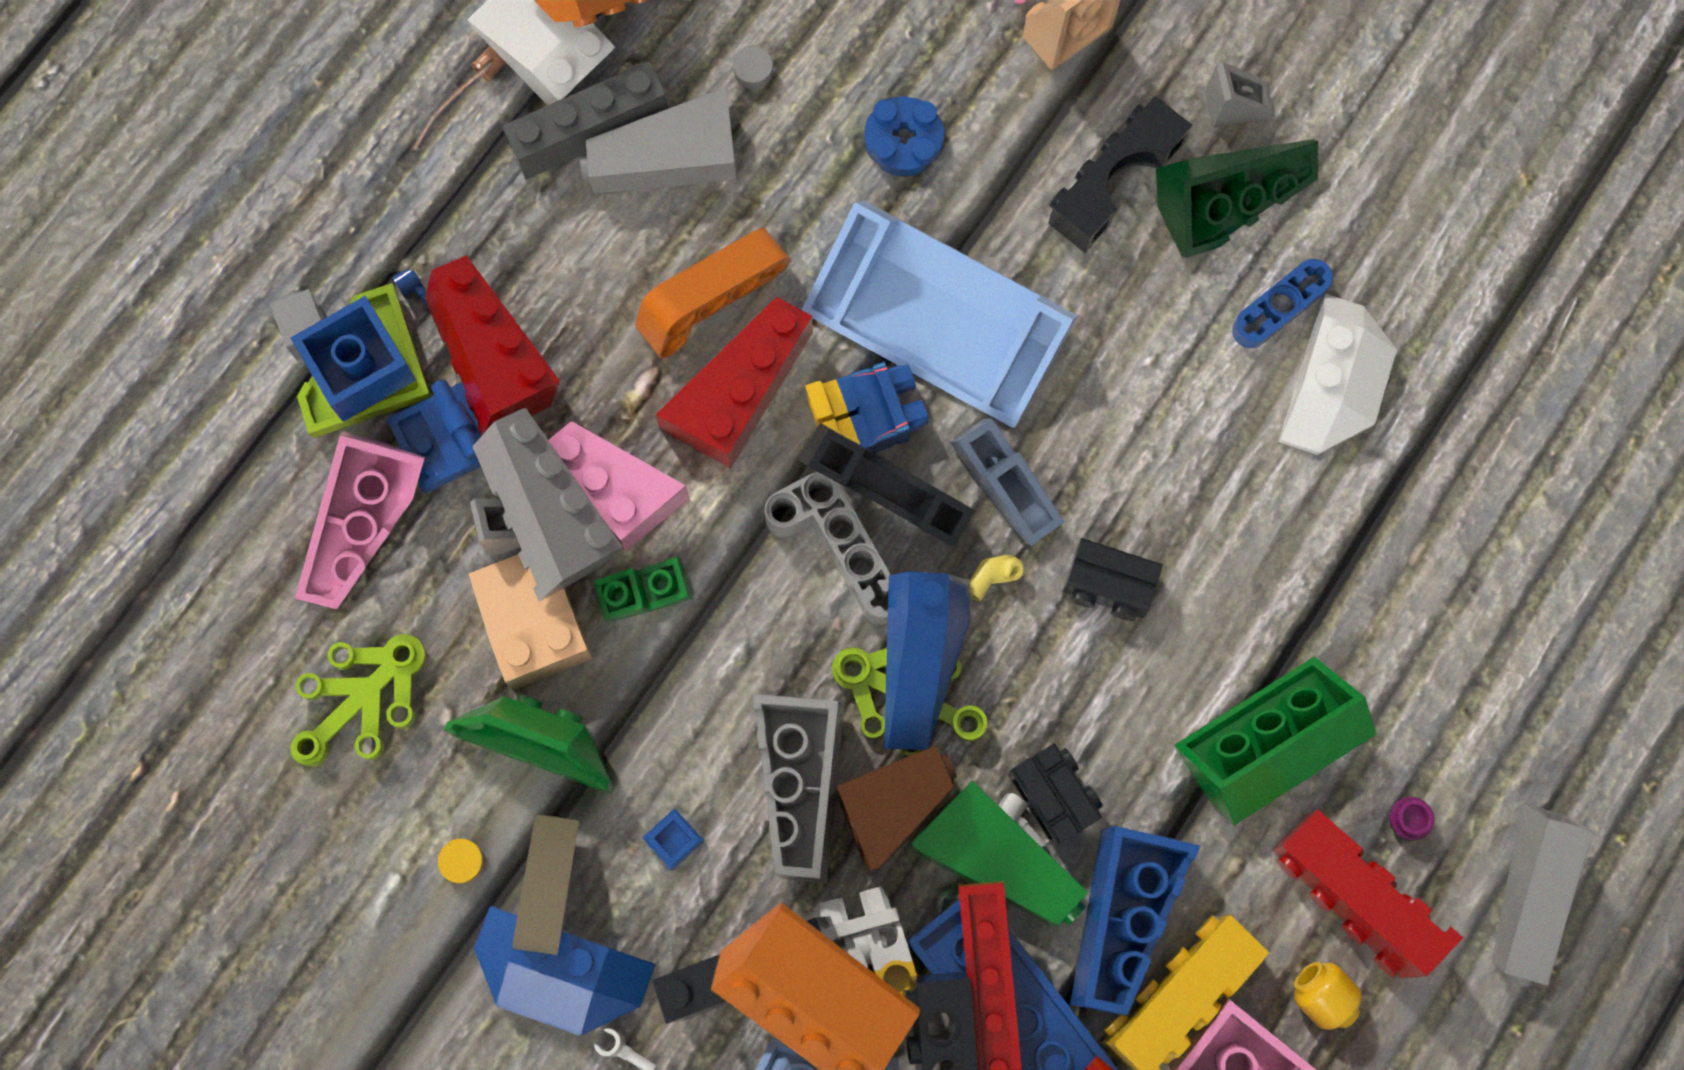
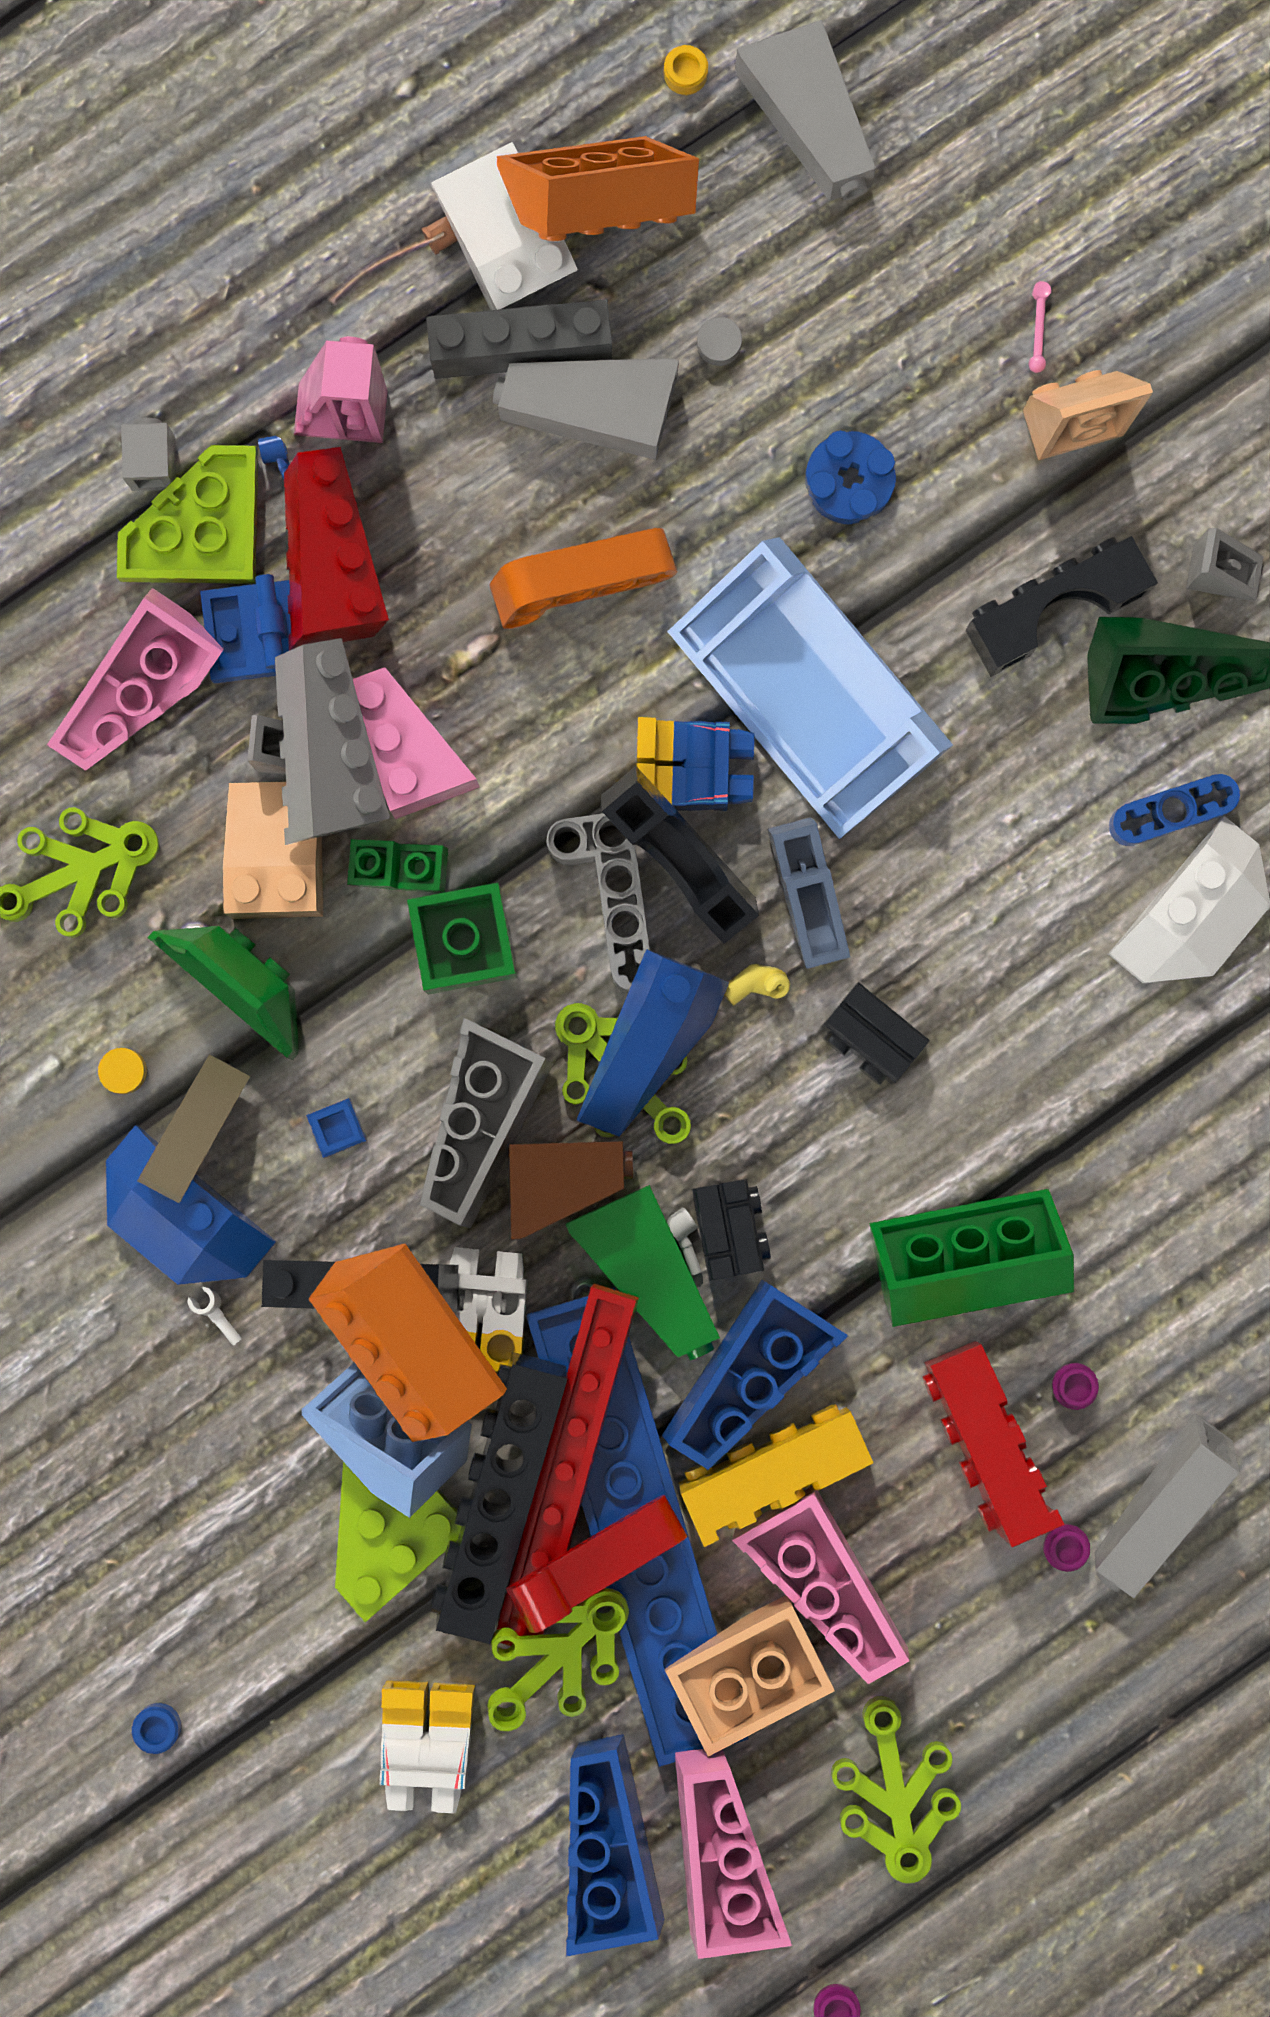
camera: 20 degrees right, 10 degrees up
(353, 359) = (185, 519): blue brick -> none
(451, 211) = (343, 393): none -> bright pink wedge
(724, 628) = (462, 938): none -> green brick
(736, 387) = (569, 690): red wedge -> none
(1327, 996) = (915, 1524): yellow head -> none
(1467, 966) = (1066, 1548): none -> magenta plate

